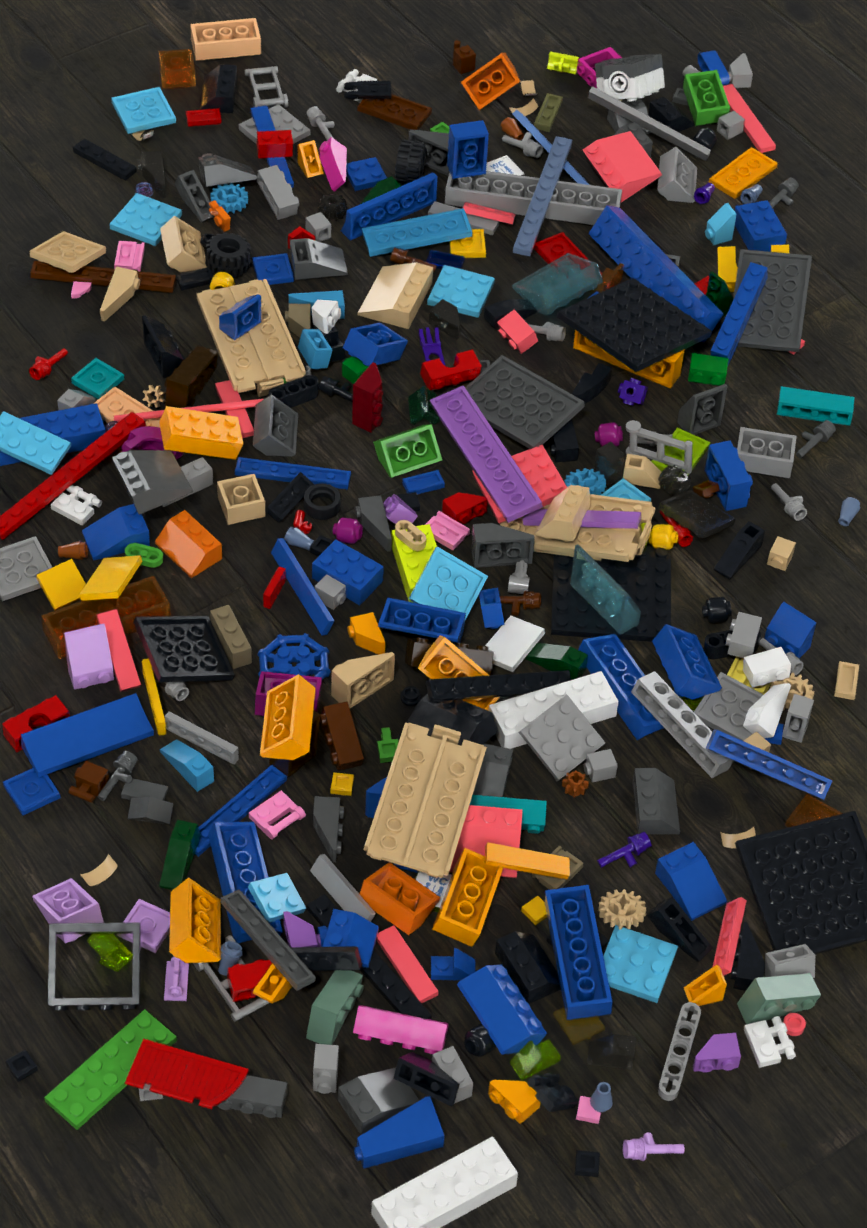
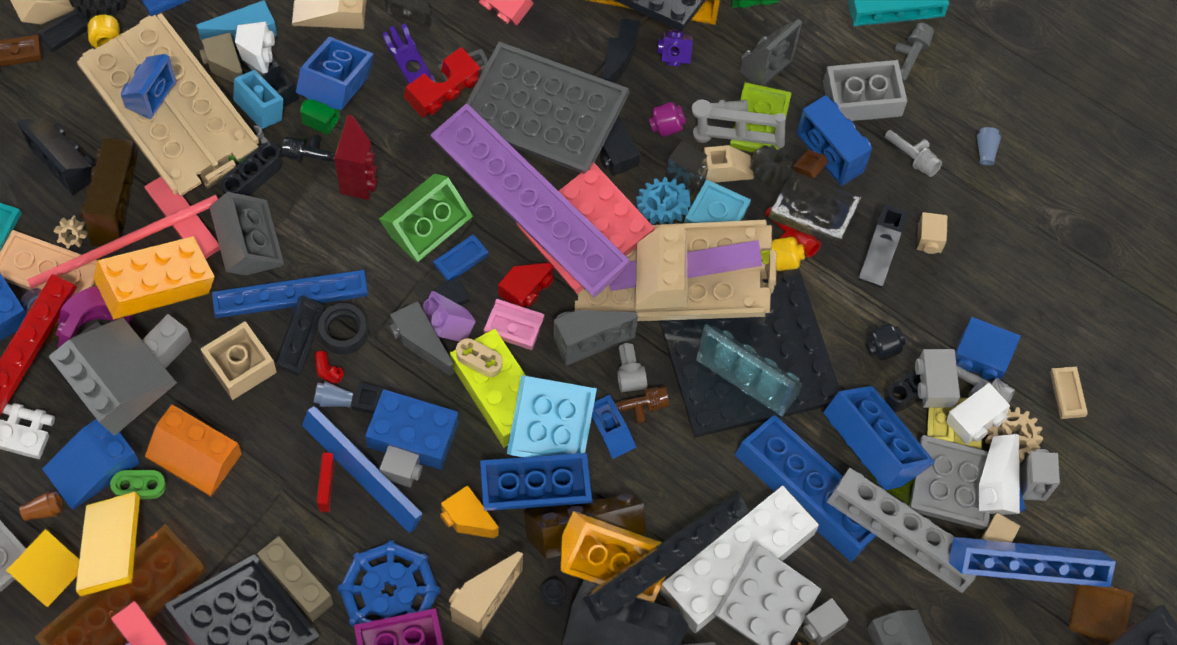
camera: 20 degrees left, 15 degrees up
(348, 530) = (391, 365): magenta head -> none
(421, 407) = (420, 145): clear green panel -> none
(514, 642) = (654, 469): white tile -> none
(559, 658) = (716, 476): dark green slope -> none

